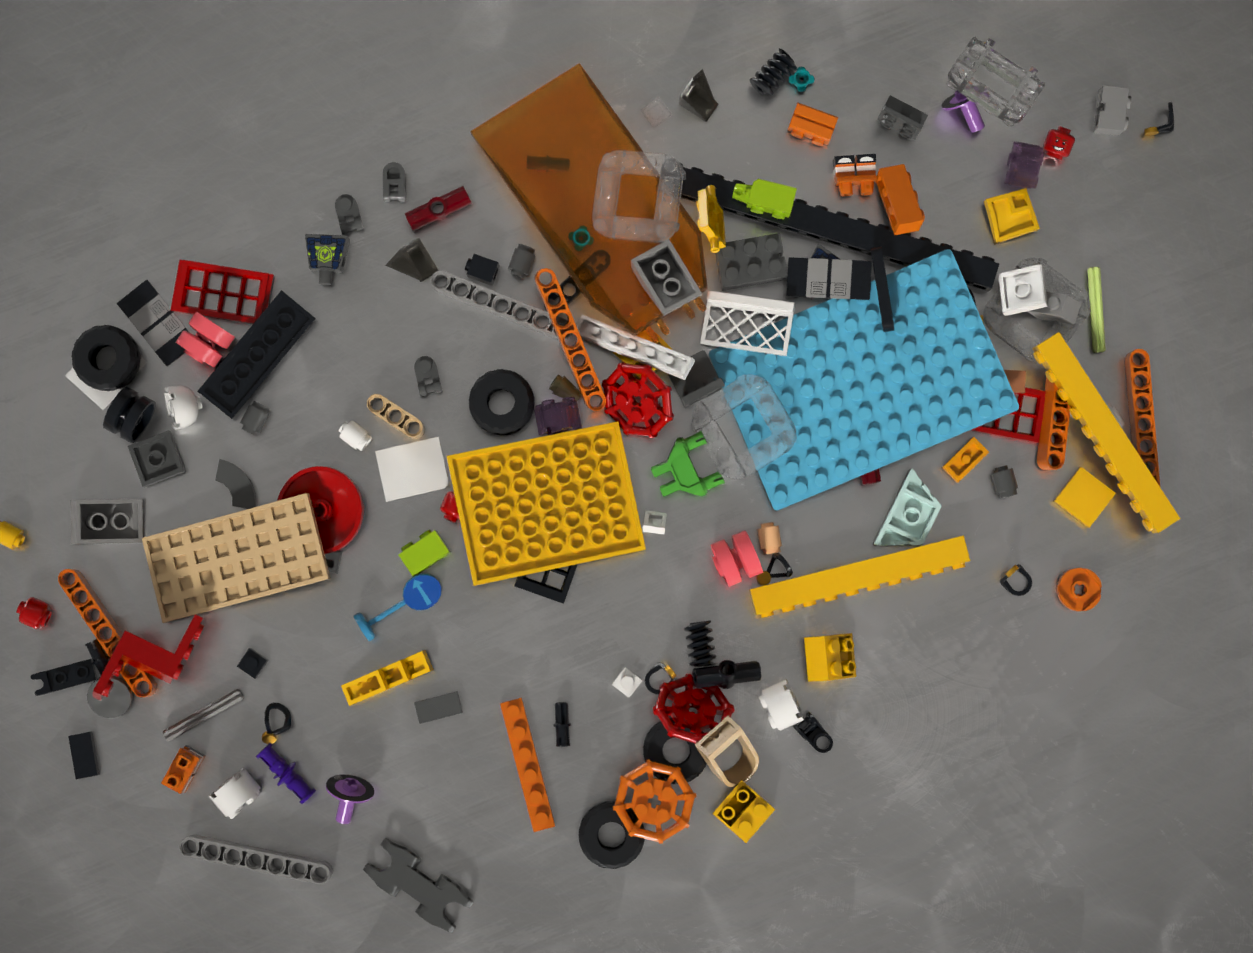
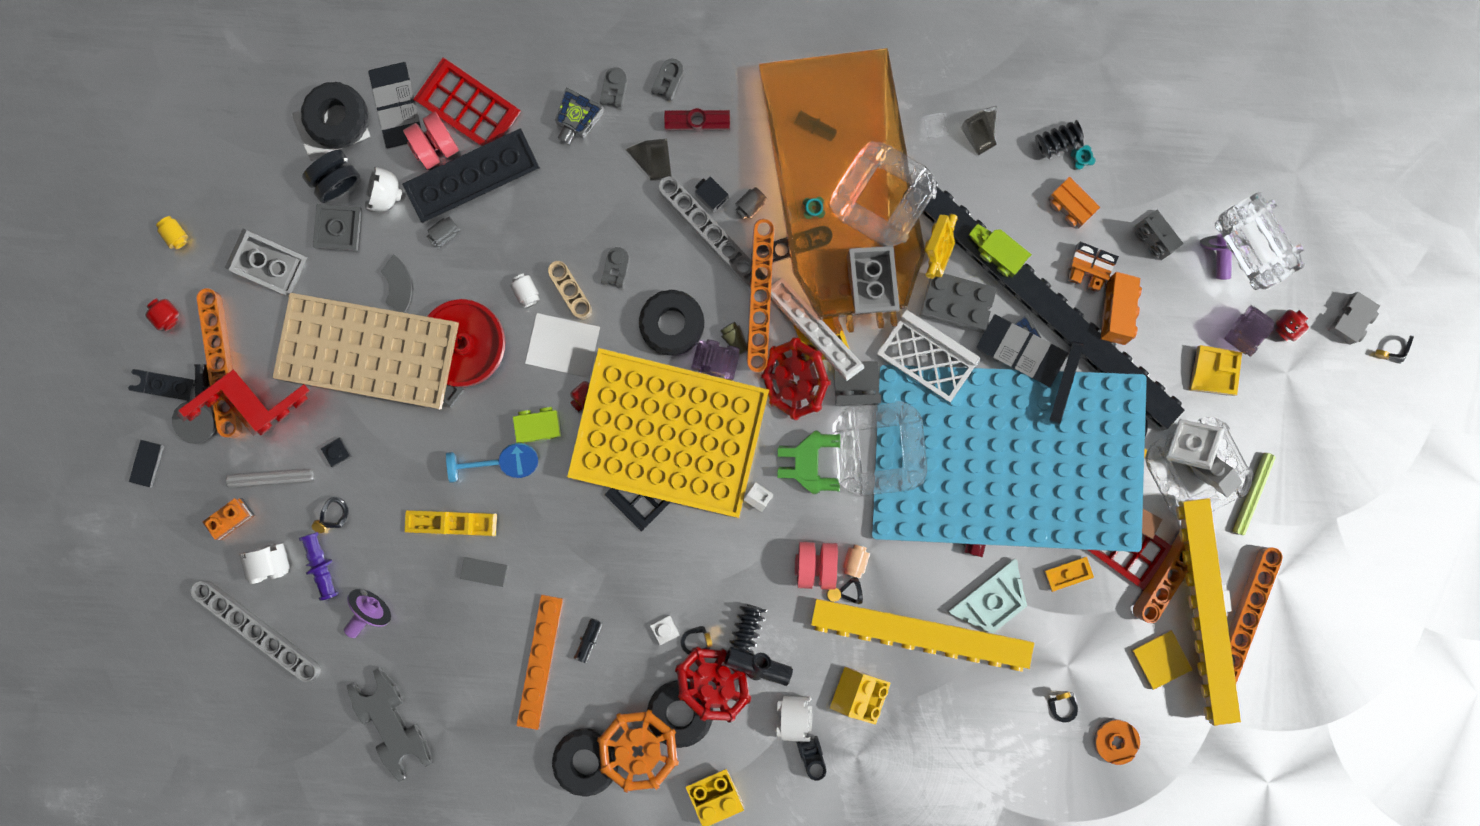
camera: 25 degrees right, 0 degrees up
(711, 747) = (712, 726): tan window -> none
(1004, 481) = (1095, 611): dark grey brick -> none

